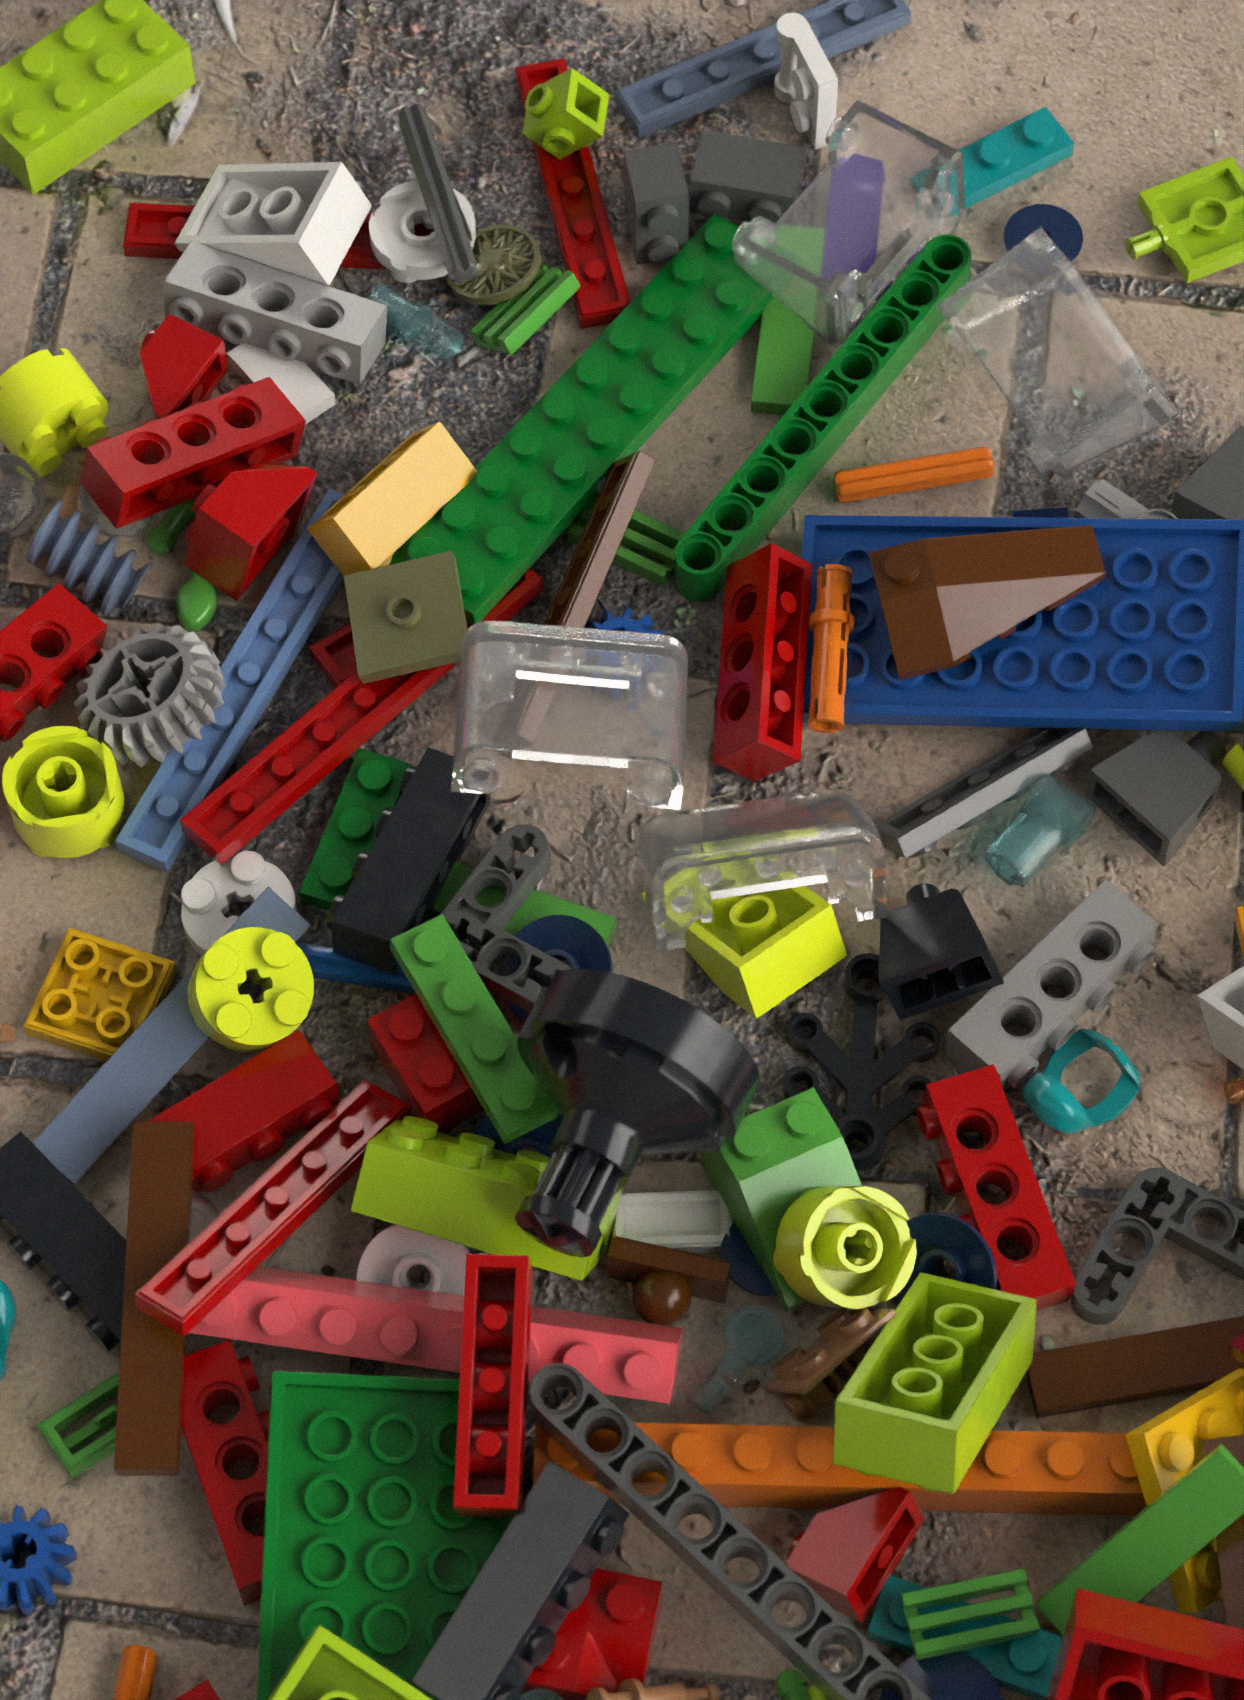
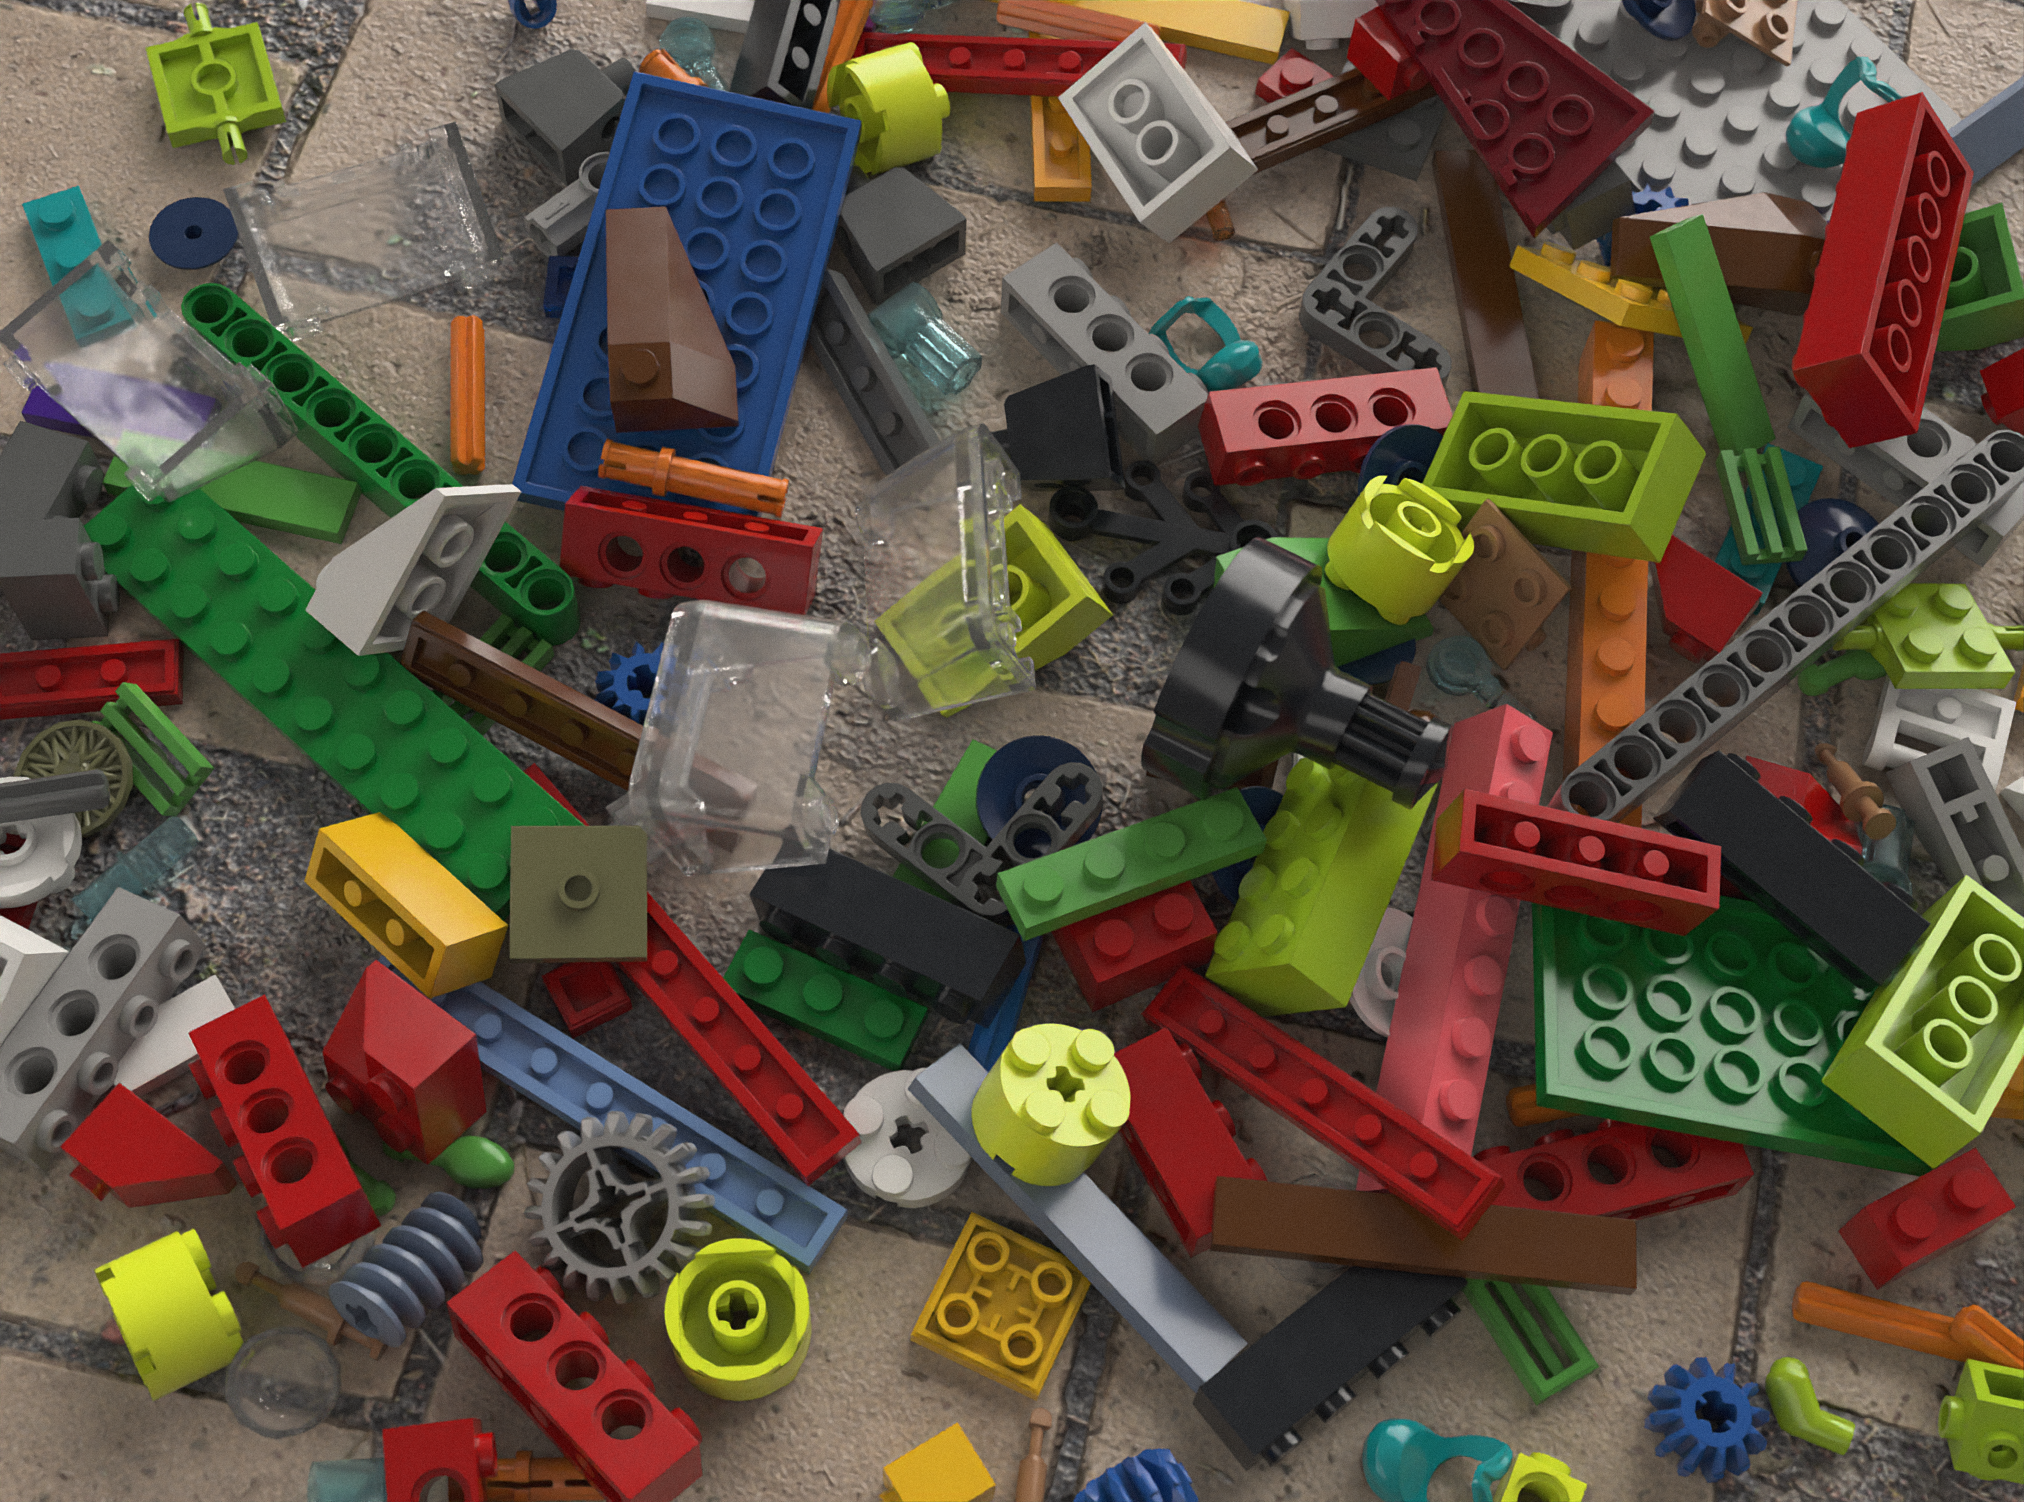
camera: 90 degrees left, 0 degrees up
(38, 1646) = (1798, 1409): none -> lime arm
(684, 439) = (409, 566): none -> white slope

